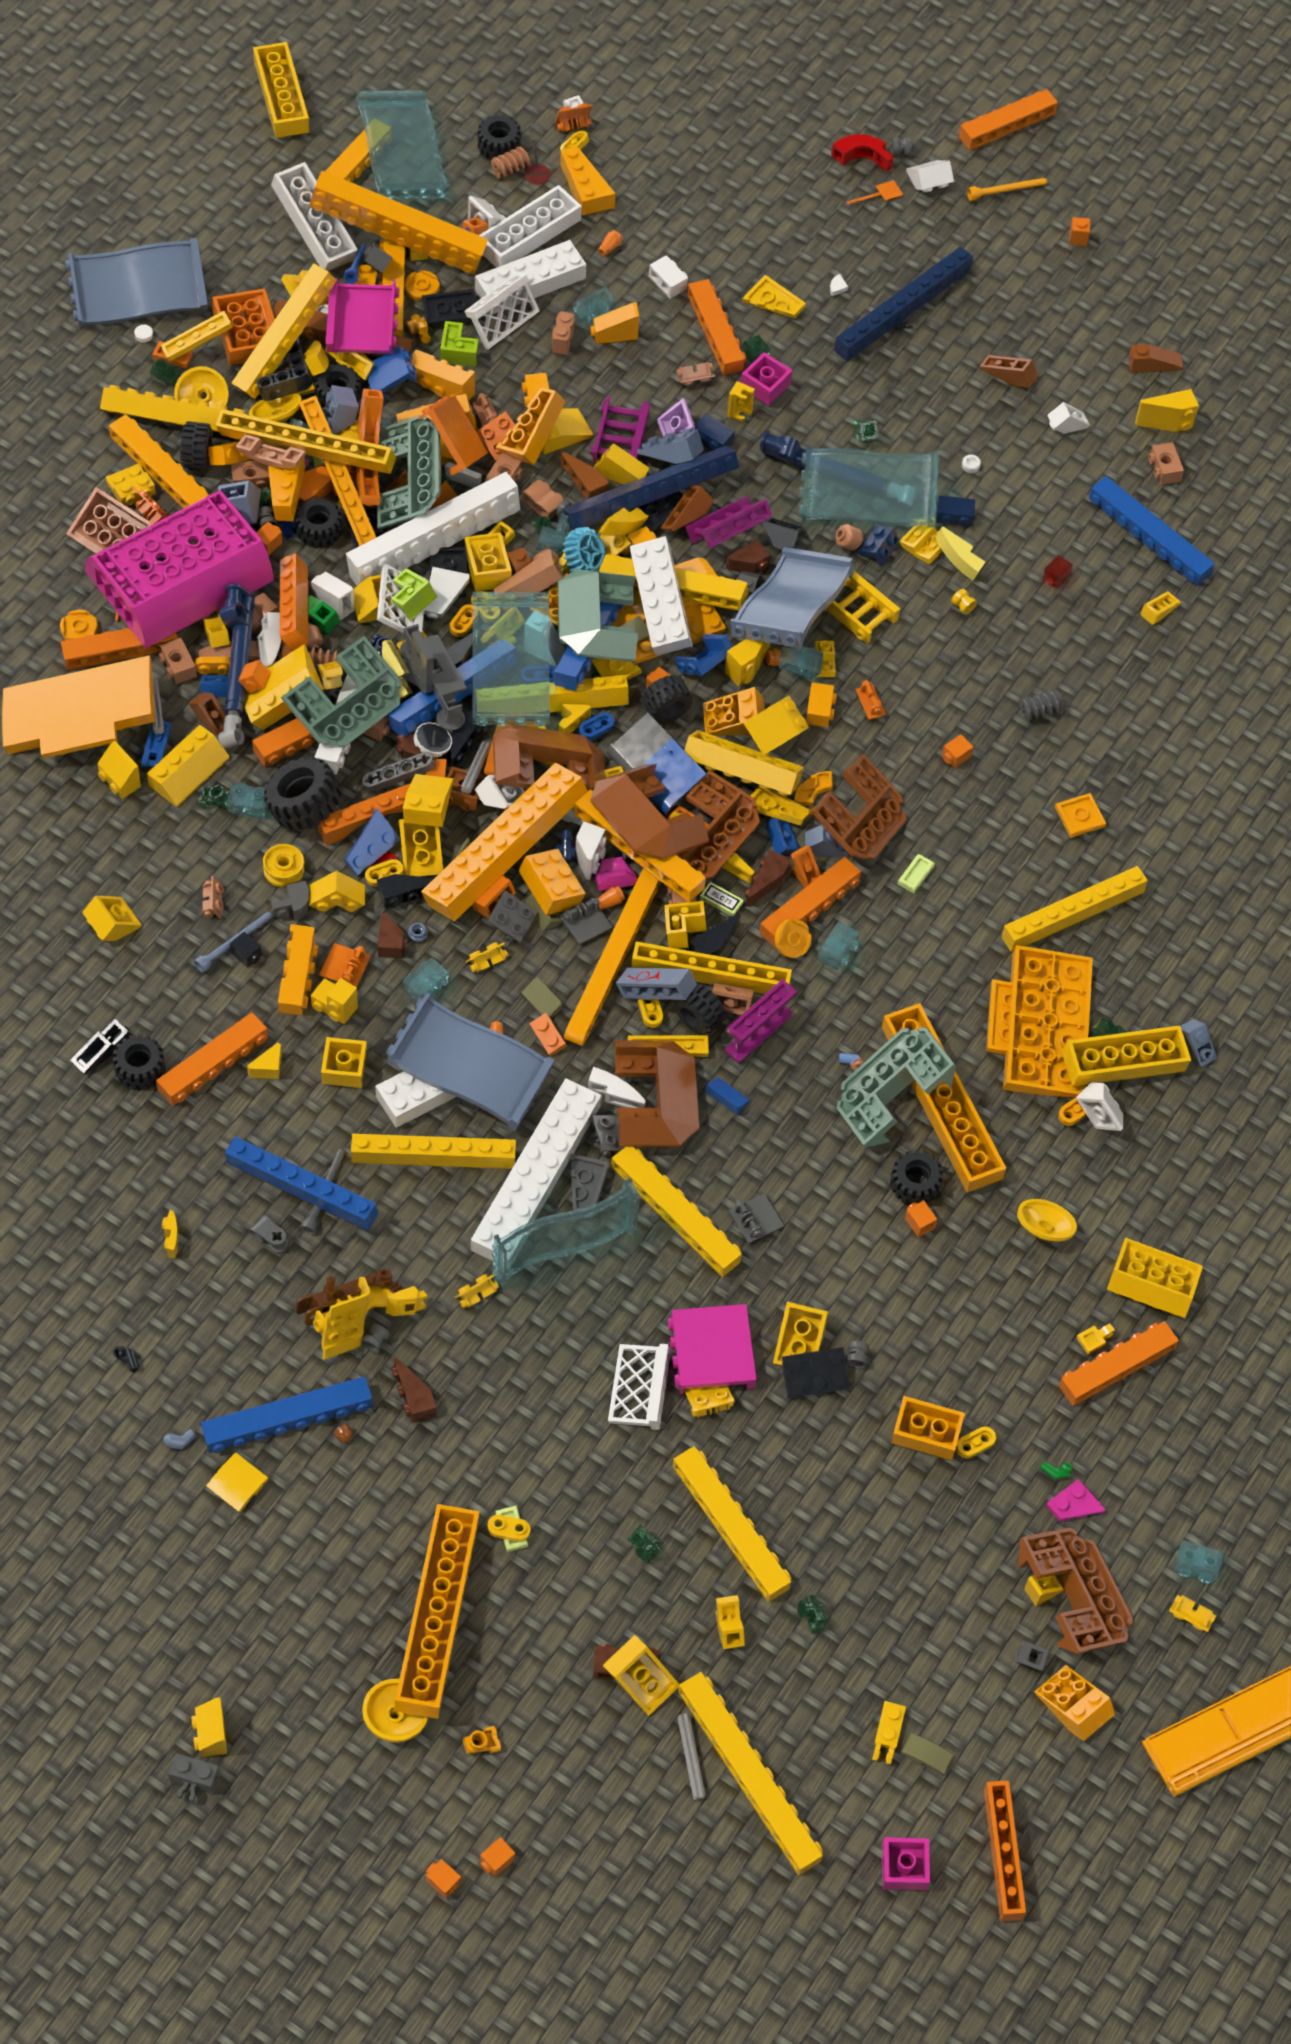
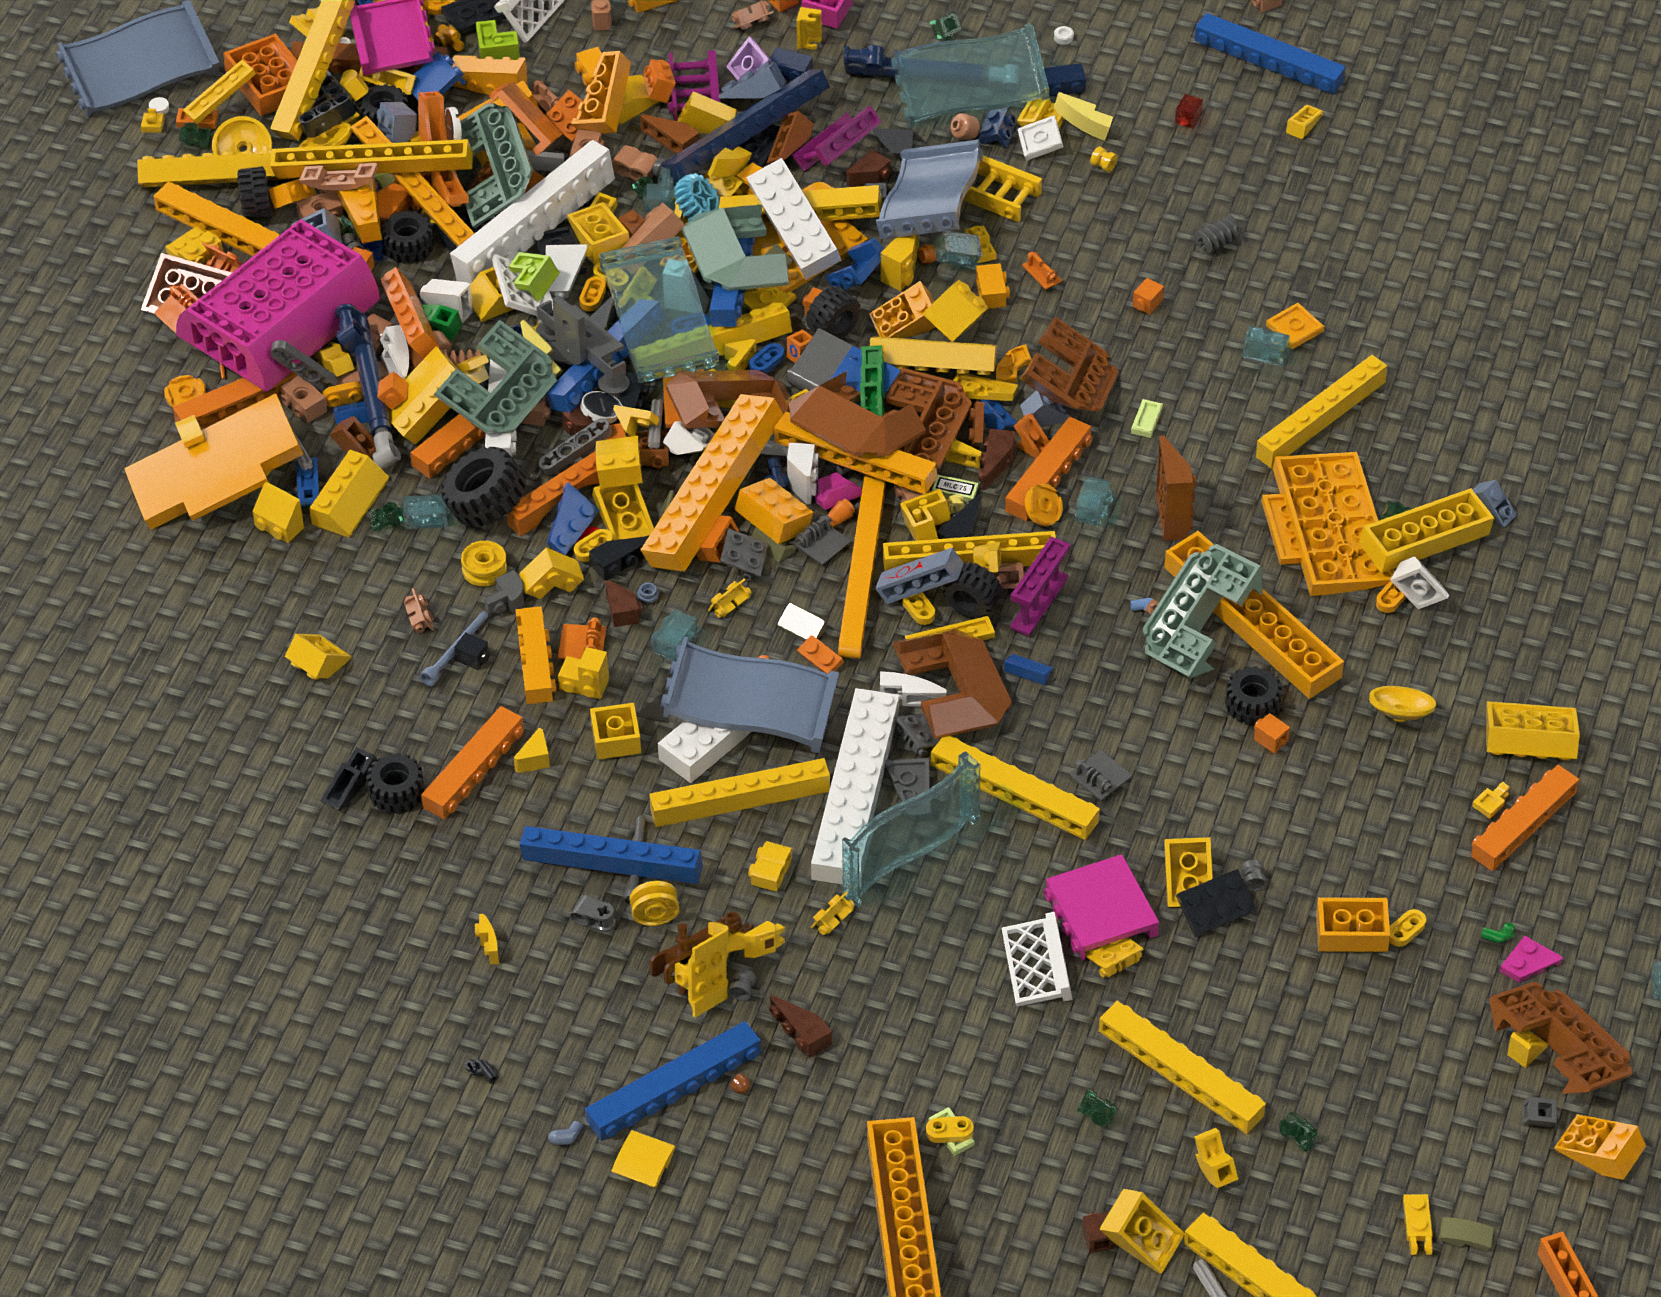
camera: 10 degrees left, 10 degrees down
(66, 670) = (189, 431): none -> yellow slope
(96, 540) = (174, 305): none -> orange hinge
(133, 347) = (152, 121): none -> yellow tile
(182, 633) = (285, 352): none -> dark grey beam
(323, 1241) = (654, 903): none -> yellow wheel
(384, 433) = (452, 124): none -> tile
(437, 1230) = (770, 866): none -> yellow brick
(453, 760) = (632, 417): none -> yellow slope
(589, 421) = (659, 80): none -> orange brick
(626, 720) = (796, 344): none -> orange brick
(677, 780) = (872, 379): none -> green slope
(715, 916) = (955, 503): none -> light yellow bush
(723, 982) = (988, 556): none -> yellow slope
(760, 838) = (976, 424): none -> dark orange wing
(910, 963) = (1174, 492): none -> dark orange slope
(914, 565) = (1040, 138): none -> white plate
(1046, 829) = (1266, 346): none -> clear light blue brick

